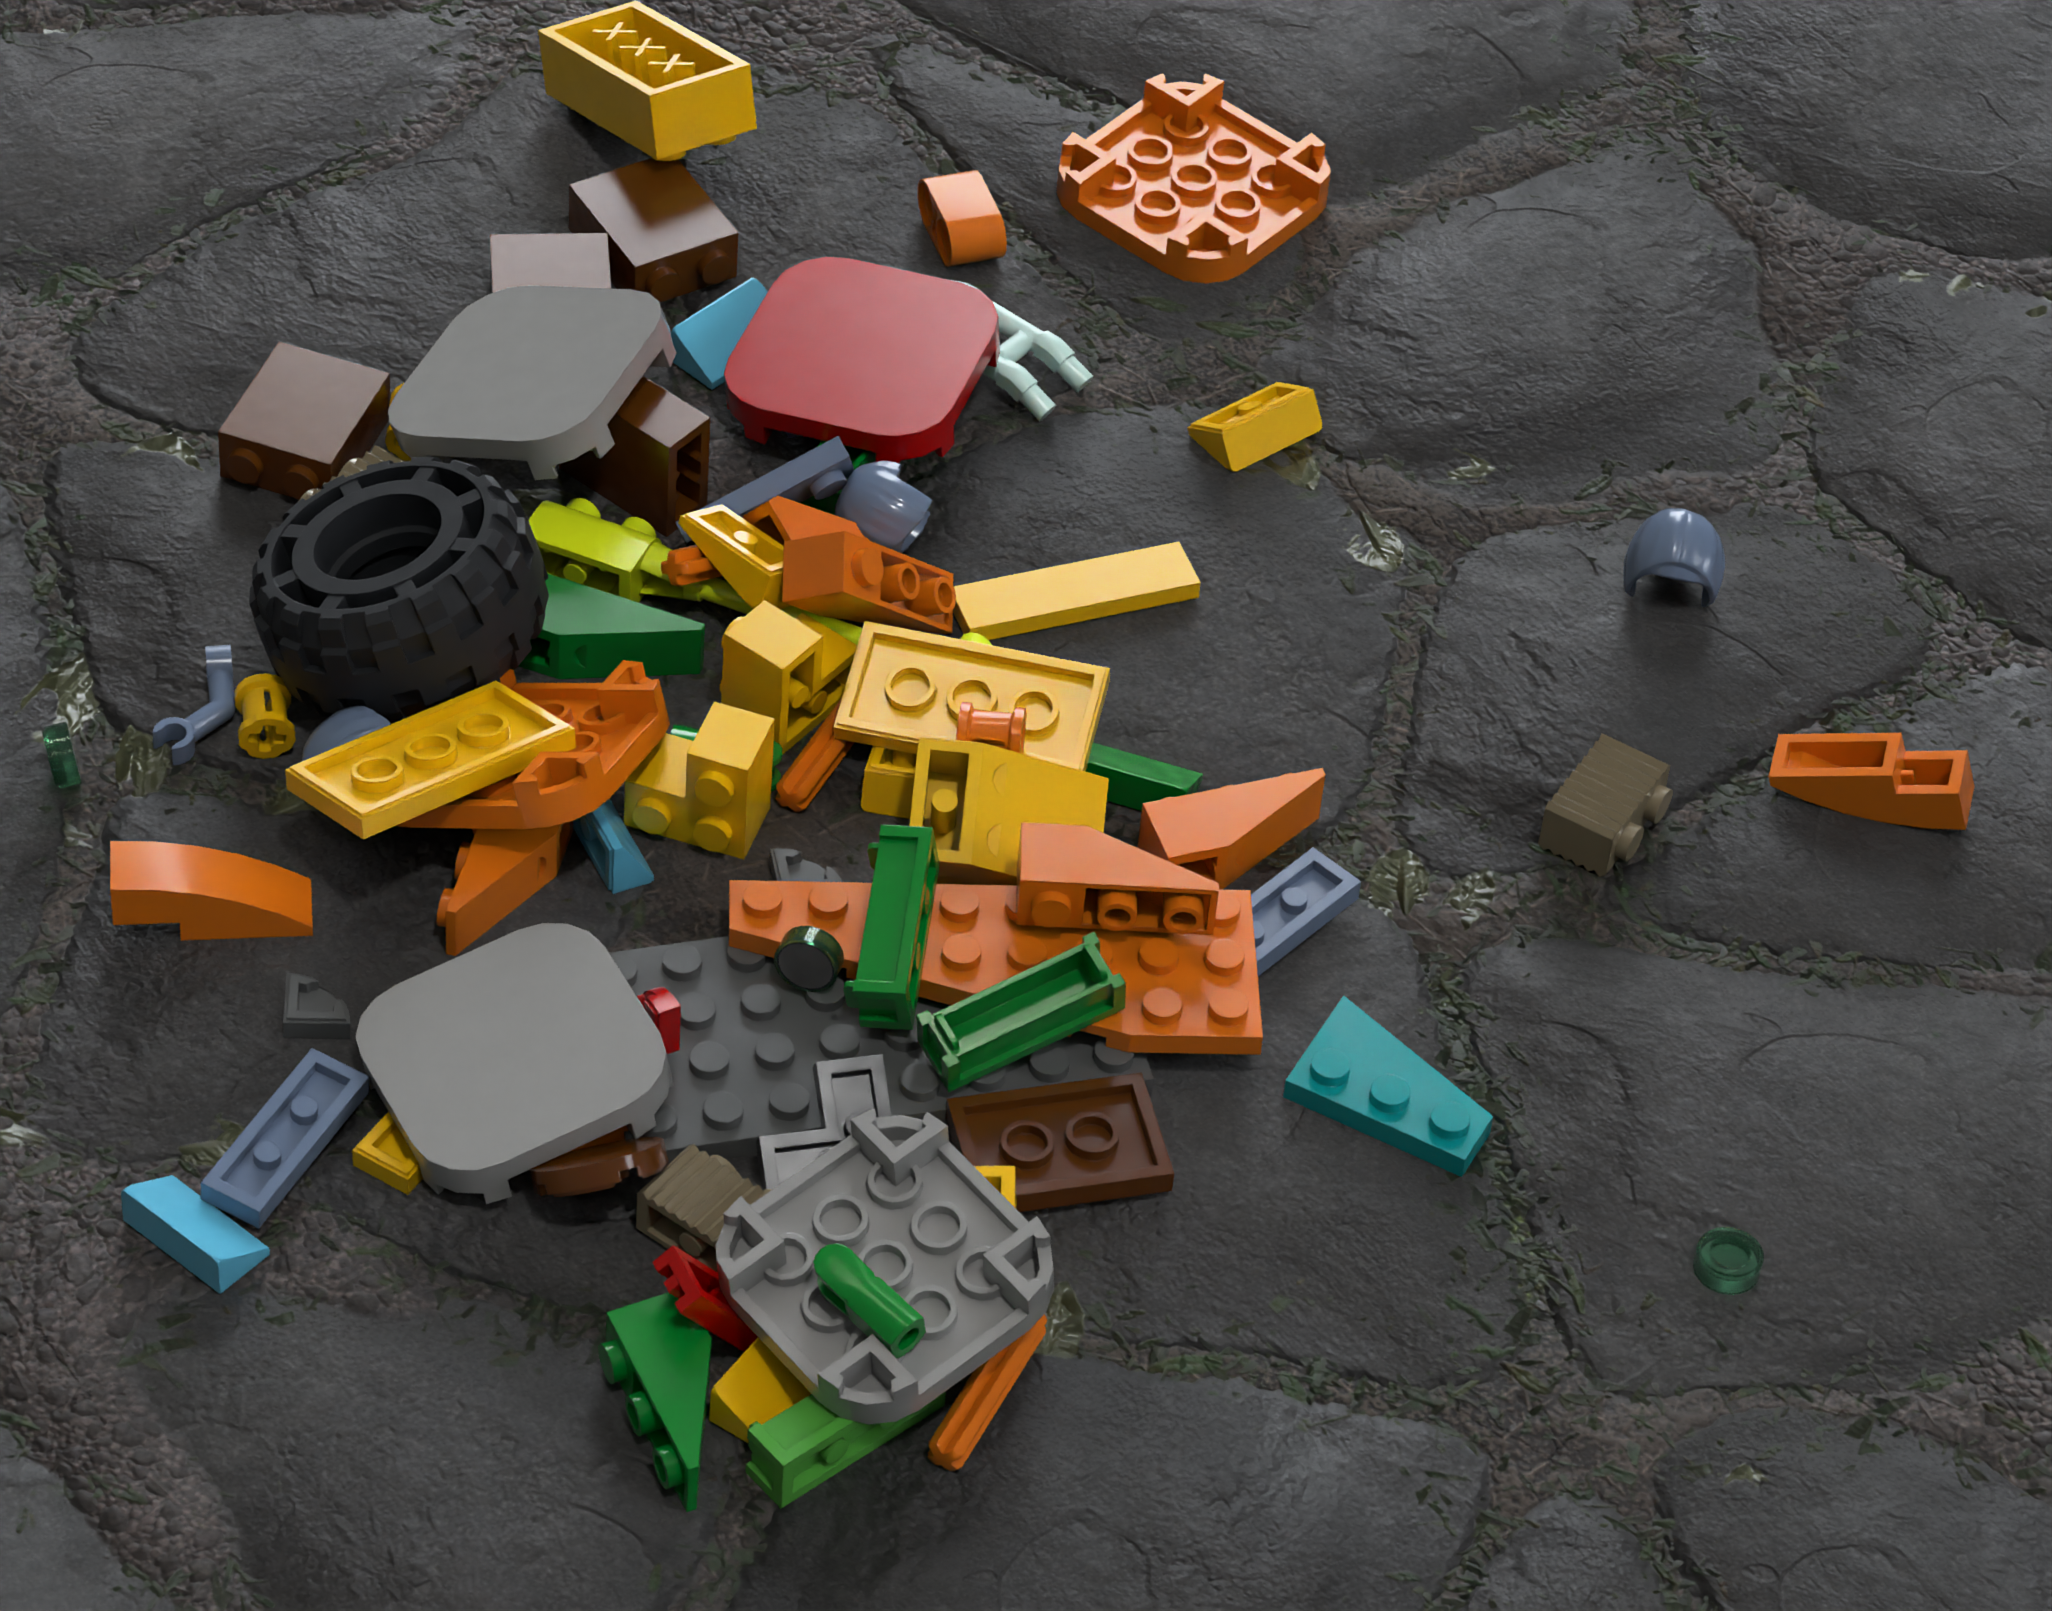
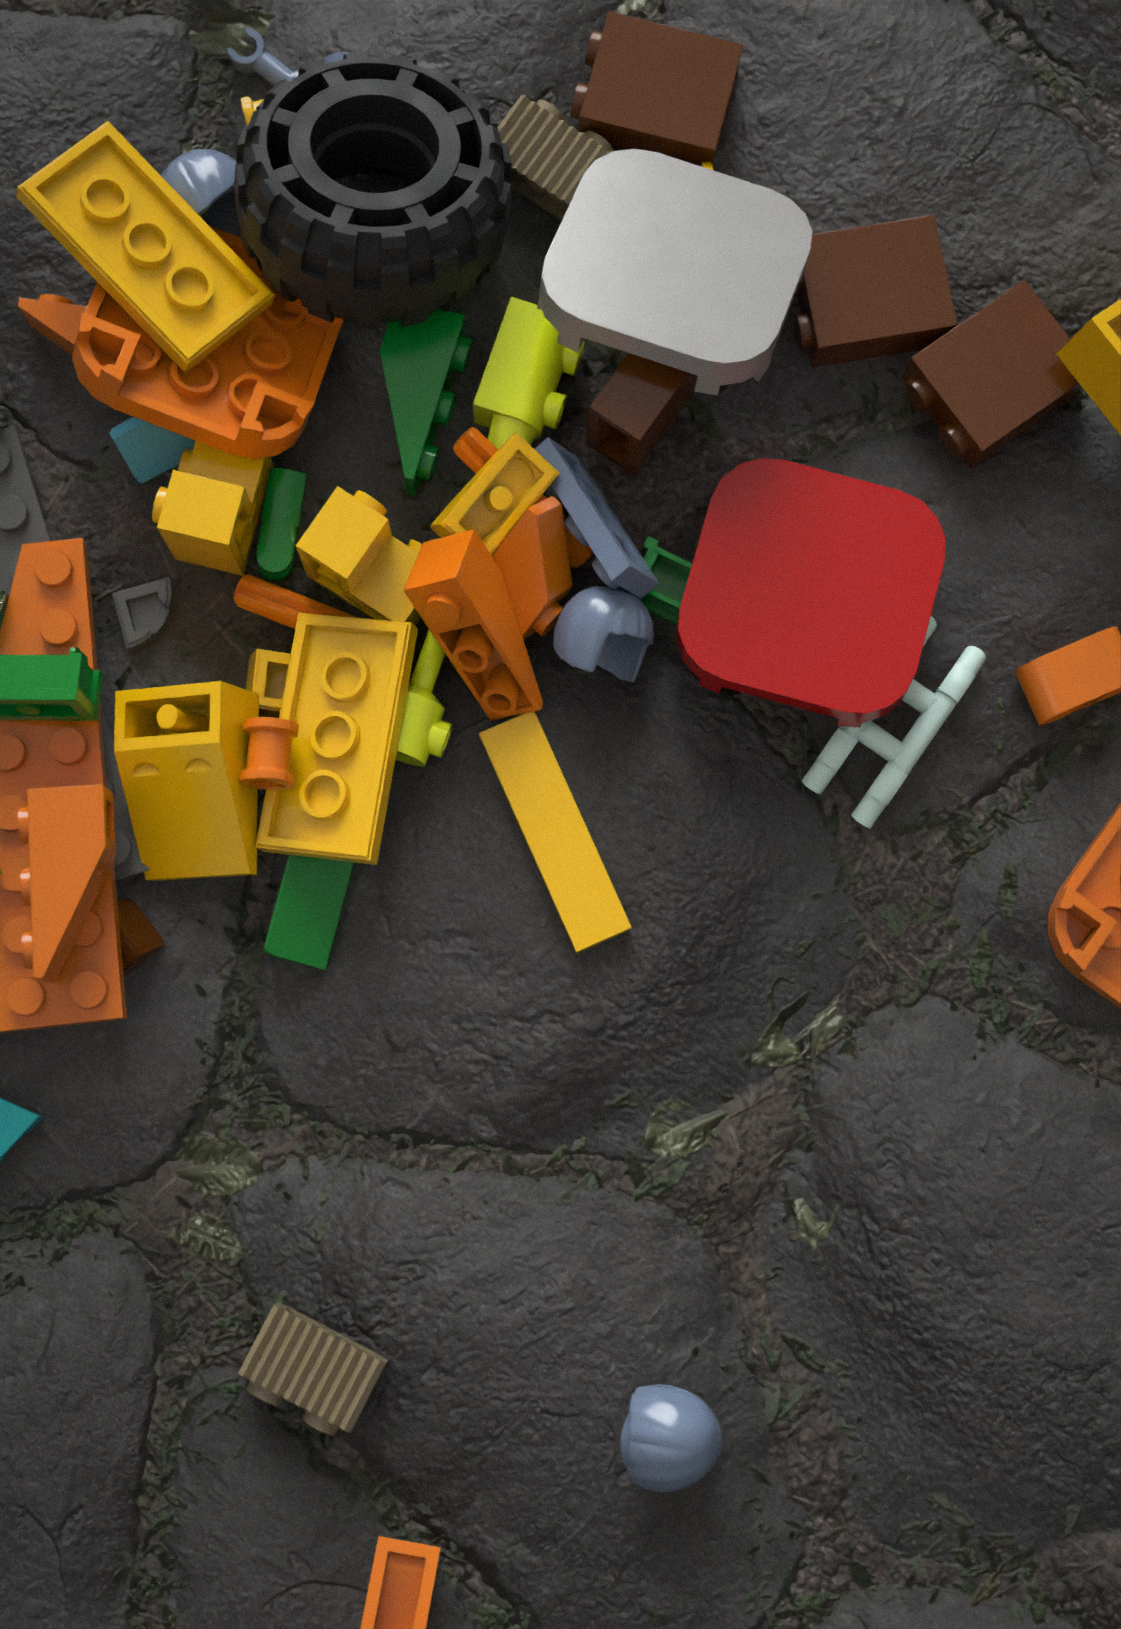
camera: 85 degrees right, 35 degrees up
(207, 892) = (43, 82): orange slope -> none
(712, 333) = (857, 452): medium azure slope -> none
(1233, 826) = (219, 978): orange slope -> none
(1258, 425) = (831, 998): yellow slope -> none
(1299, 904) = (145, 1063): sand blue plate -> none

